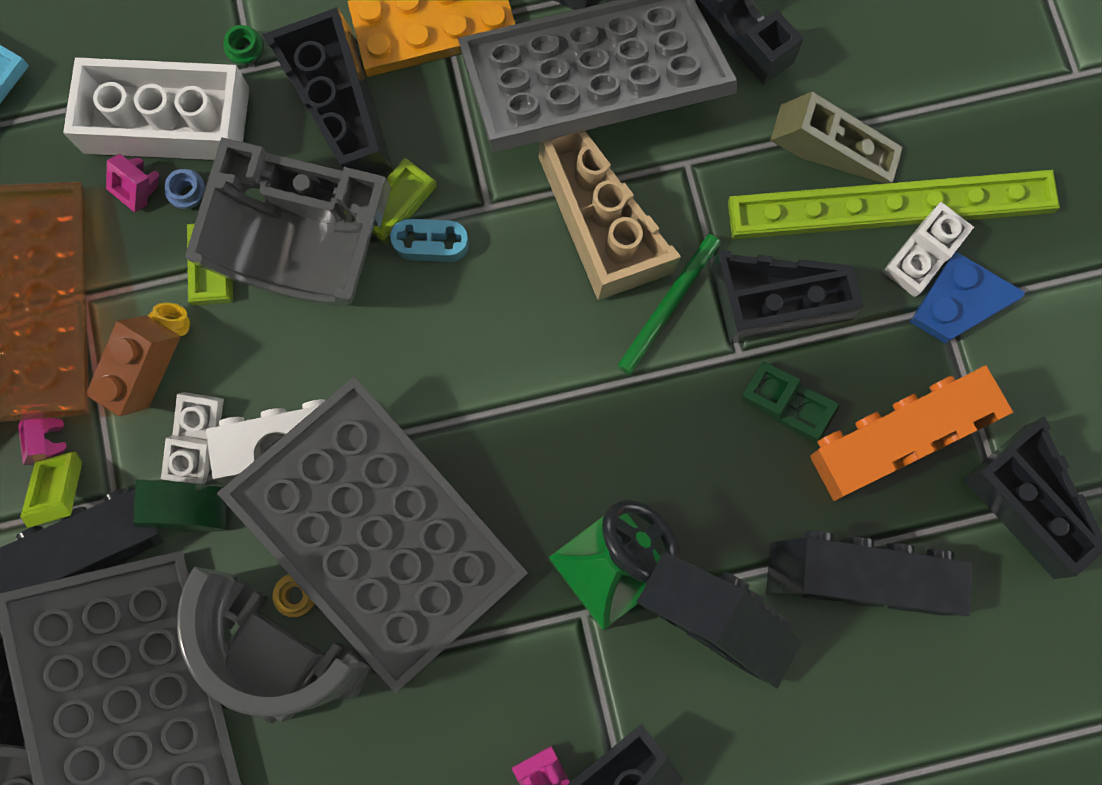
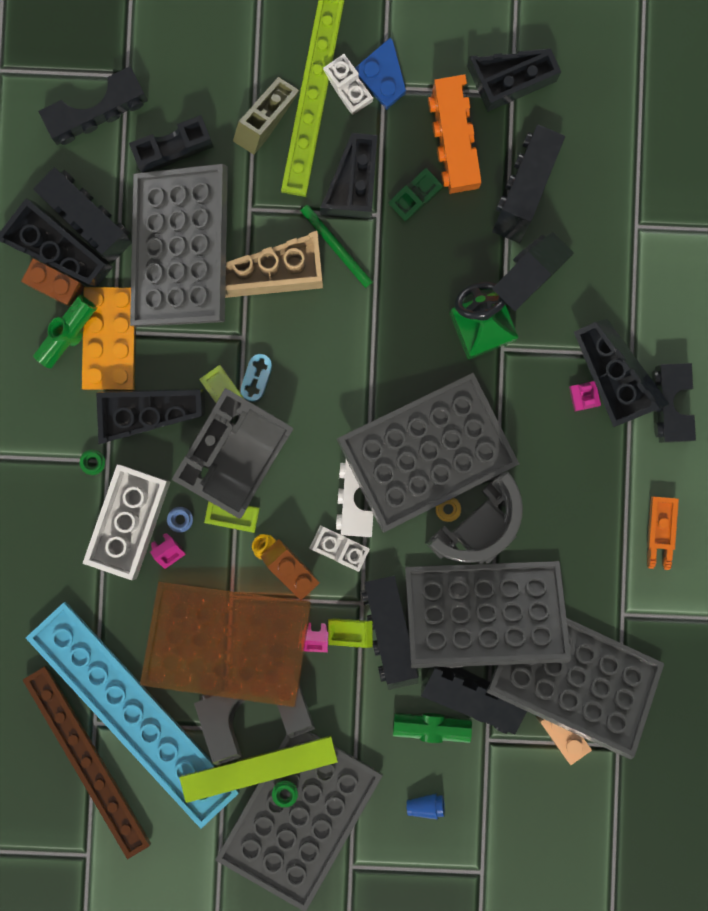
camera: 85 degrees left, 10 degrees up
(179, 505) = (380, 561): dark green slope -> none

